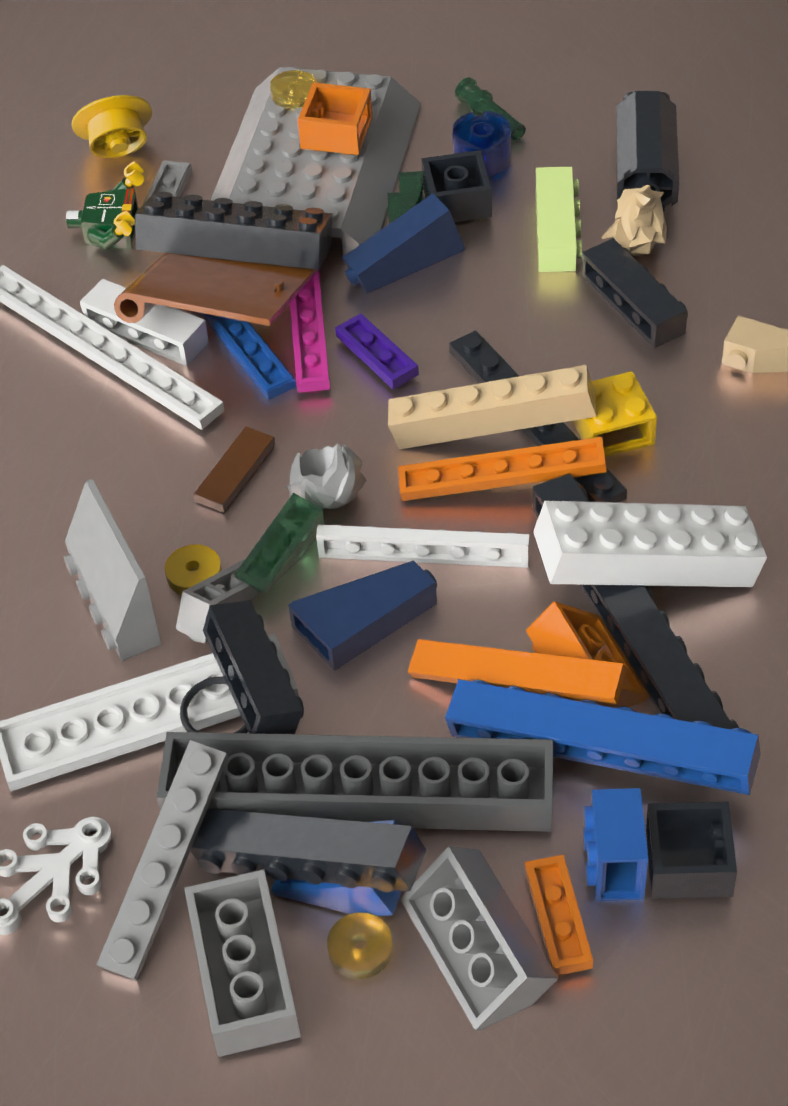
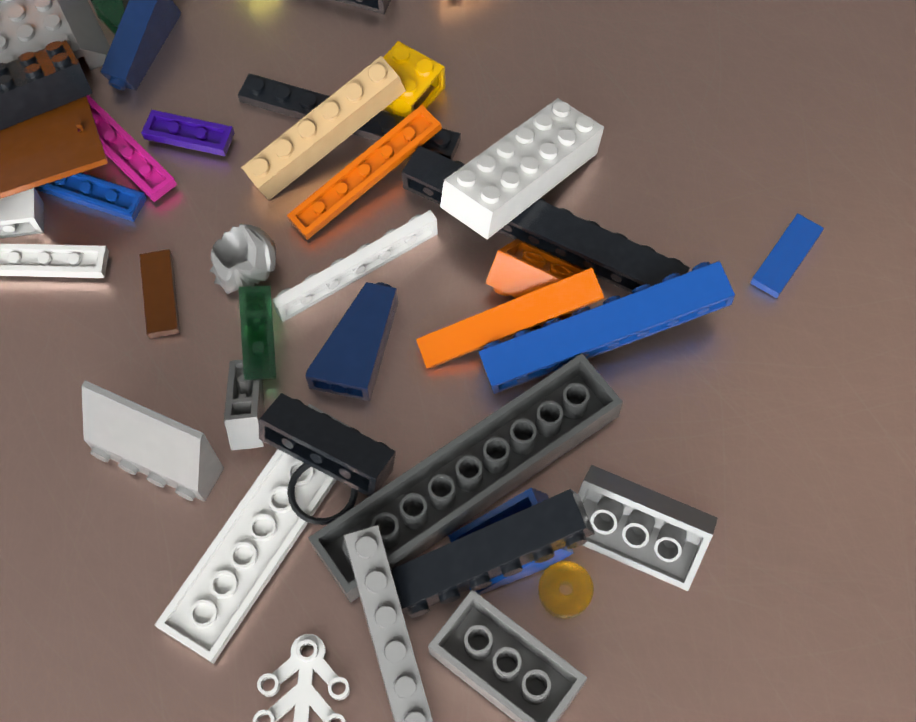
camera: 40 degrees left, 15 degrees up
(187, 558) = (203, 406): yellow piece -> none
(558, 915) = (674, 472): orange plate -> none
(616, 845) = (679, 397): blue piece -> none
(690, 850) = (723, 368): black piece -> none

